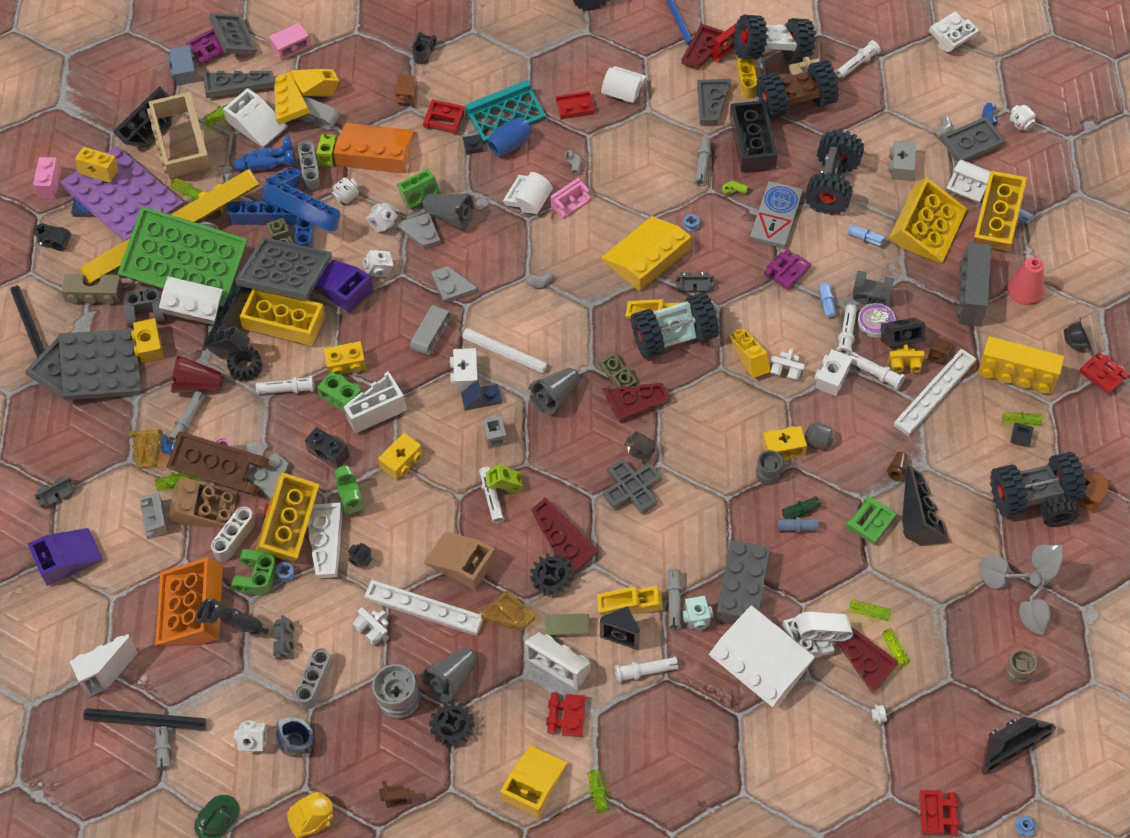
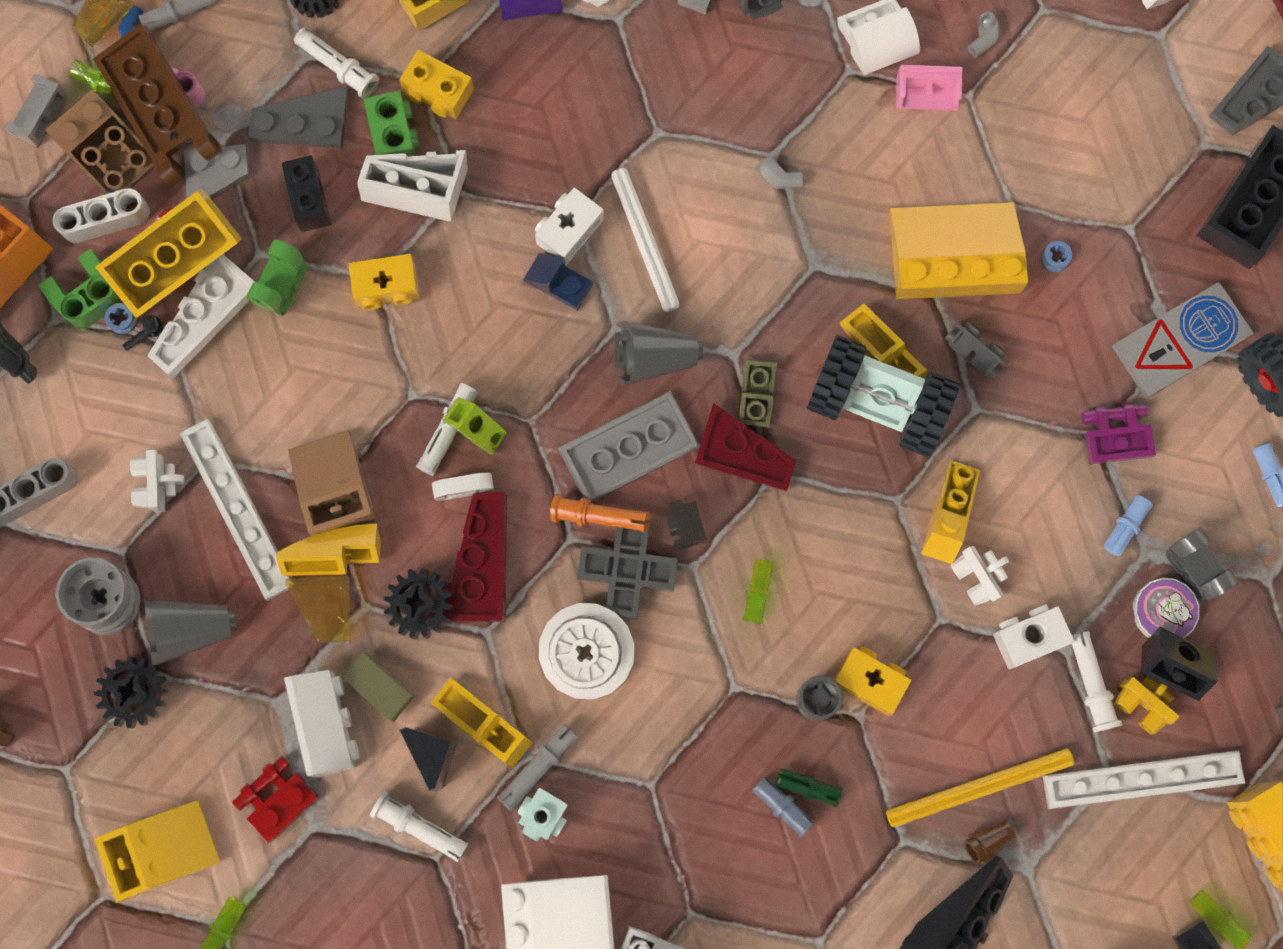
camera: 40 degrees right, 20 degrees up
(285, 646) = (37, 416): dark grey hinge -> none
(293, 423) = (302, 121): none -> dark grey wing
(305, 563) = (152, 328): none -> black hand
(359, 555) = (219, 375): black gear -> none
(430, 330) = (577, 132): light grey beam -> none
(451, 284) = (664, 87): light grey wing -> none
(489, 584) = (331, 551): none -> yellow slope
(494, 432) = (523, 333): light grey brick -> none
(522, 512) = (462, 486): none -> white beam
(582, 439) = (629, 447): none -> light grey tile
(589, 476) = (585, 512): none -> orange pin
(638, 544) = (610, 649): none -> white piece
(699, 449) = (758, 591): none -> clear neon green axle
(703, 157) = (1168, 169): light grey pin -> none
(733, 186) = (1163, 250): lime arm -> none
(742, 580) = (636, 825): dark grey brick -> none
(819, 435) = (927, 709): dark grey head -> none
(847, 338) = (1099, 602): white pin -> none
(872, 450) = (979, 787): none -> yellow axle
(875, 524) = (882, 894): bright green plate -> none
(940, 350) = (1208, 728): reddish brown bracket -> none

